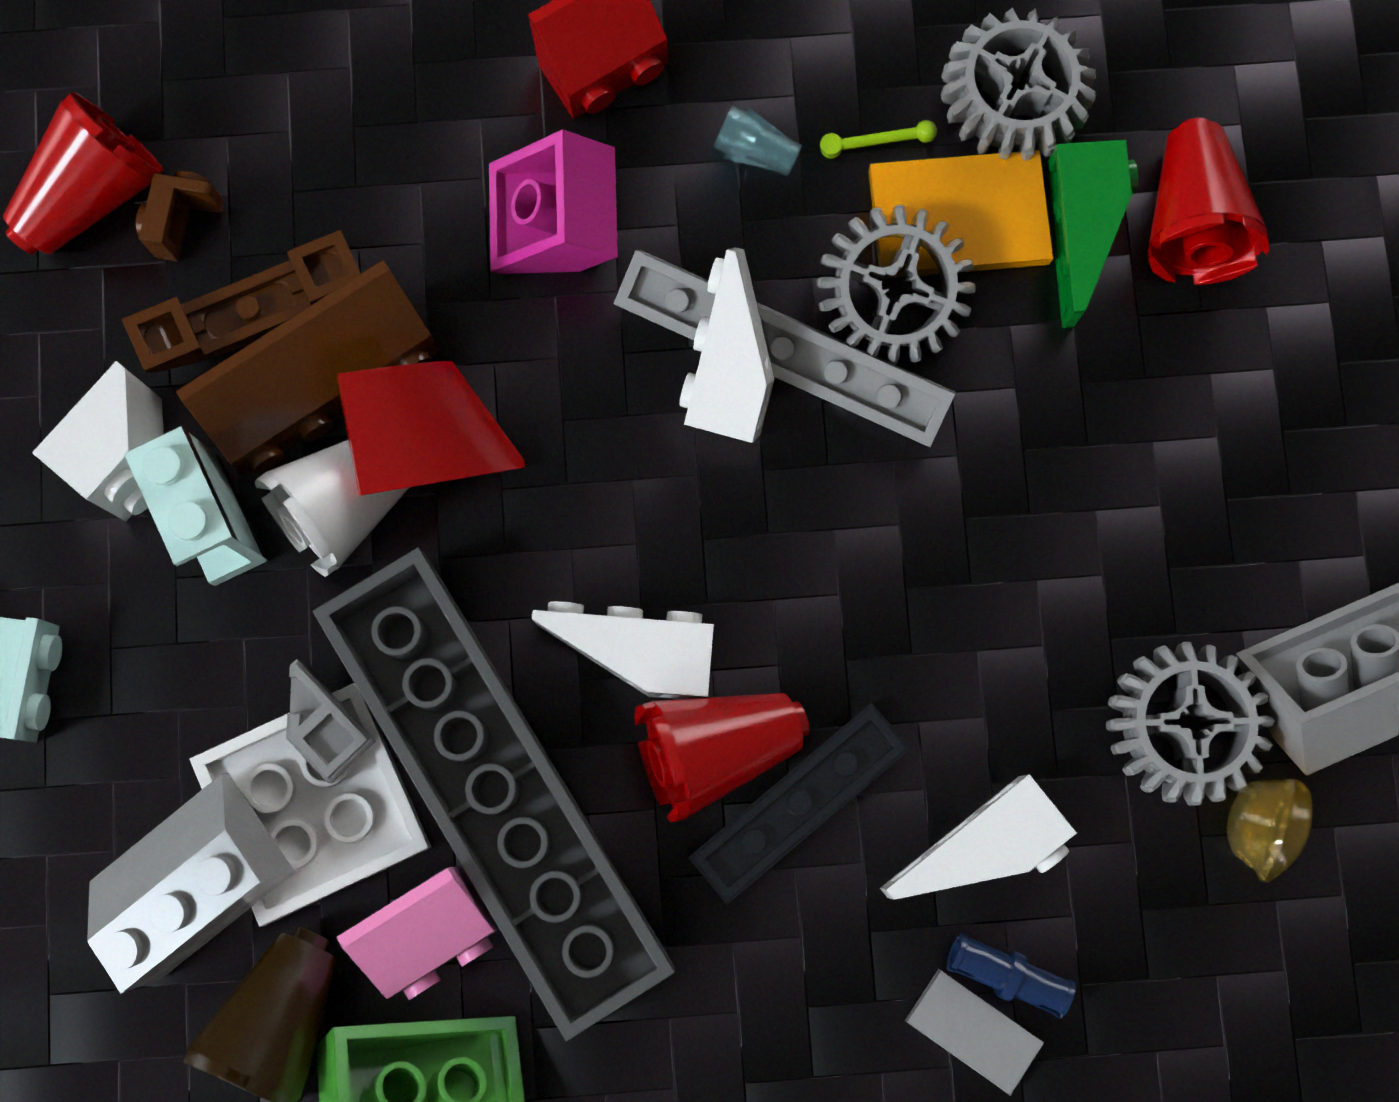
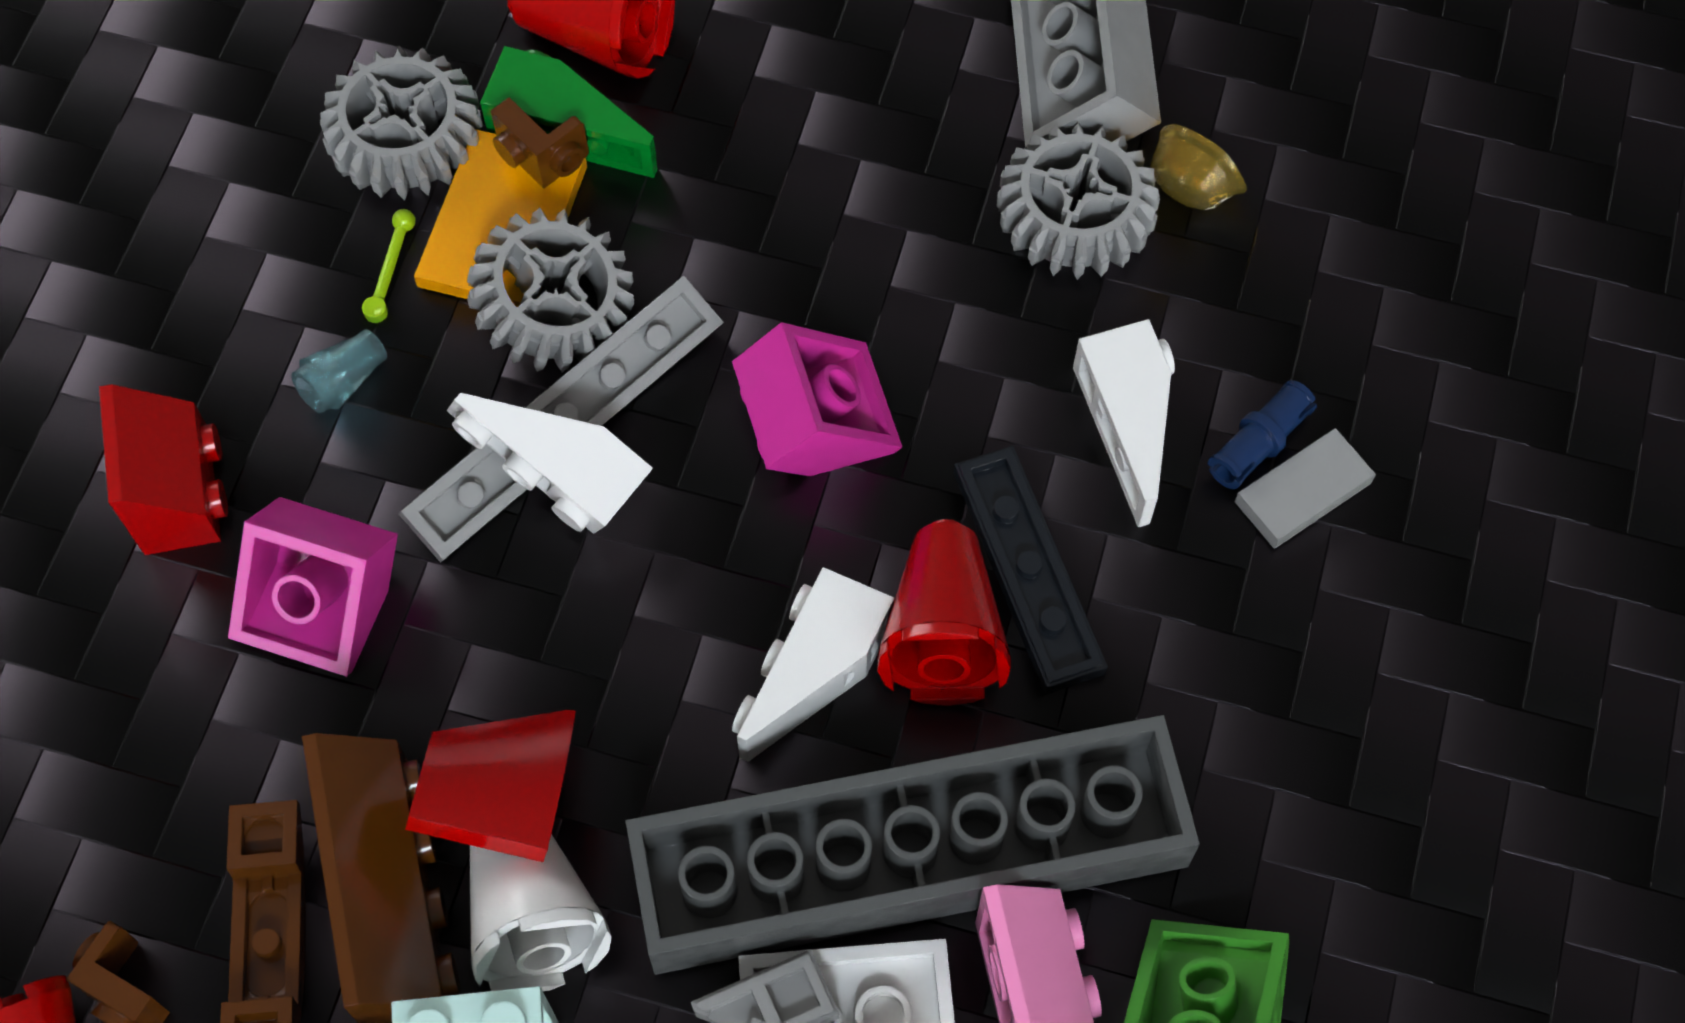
camera: 70 degrees left, 15 degrees down
(882, 558) = (814, 401): none -> dark pink slope
(1027, 229) = (538, 153): none -> reddish brown bracket

